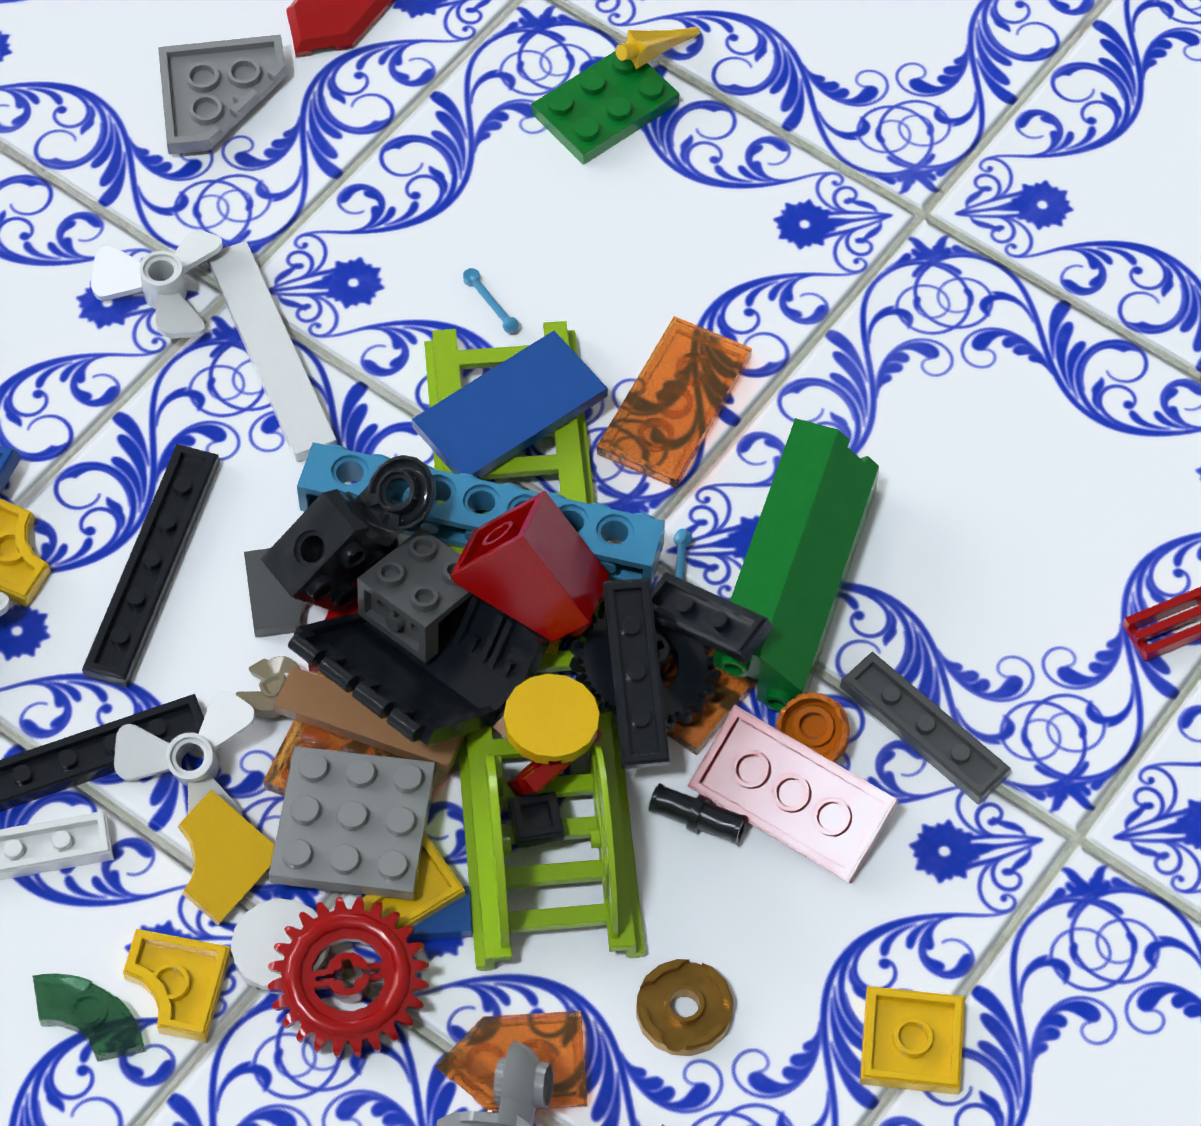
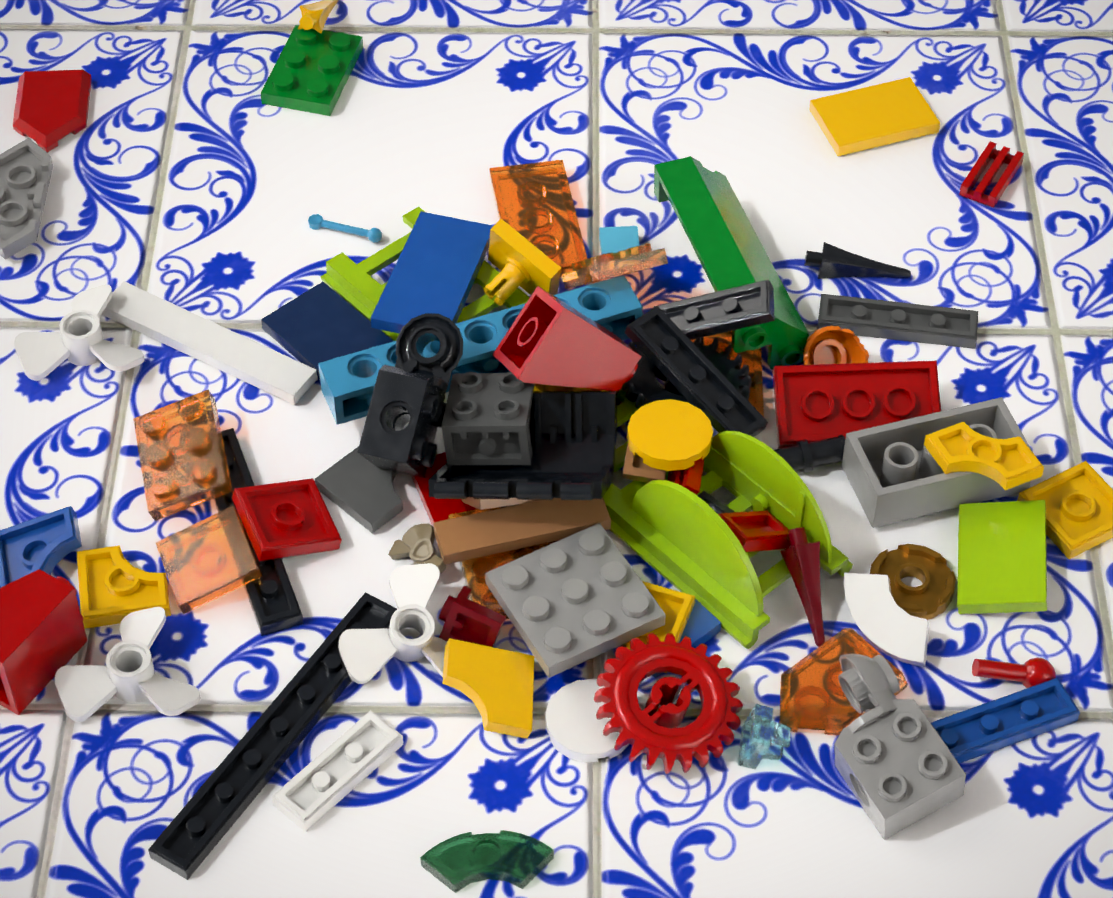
camera: 35 degrees left, 10 degrees down
(90, 575) = (208, 559): none -> clear orange tile
(151, 455) = (182, 455): none -> clear orange plate
(182, 979) = (537, 789): yellow tile -> none
(186, 577) = (286, 519): none -> red tile
(246, 785) = (469, 620): none -> dark red bracket
(377, 401) = (321, 327): none -> dark blue tile
(403, 1067) = (762, 738): none -> clear light blue tile
(552, 864) = (757, 530): none -> red tile
(581, 926) = (804, 567): none -> dark red piece
(588, 450) = (519, 264): none -> yellow tile
(616, 1028) = (883, 621): none -> white tile
(673, 505) = (614, 265): none -> clear orange plate
(728, 475) = (618, 238): none -> medium azure tile
(786, 1040) = (1002, 557): none -> lime tile
(806, 904) = (903, 481): none -> light grey brick
(847, 947) = (965, 450): none -> yellow tile
(921, 628) = (837, 263): none -> black piece
(1114, 483) = (874, 116): none -> yellow tile

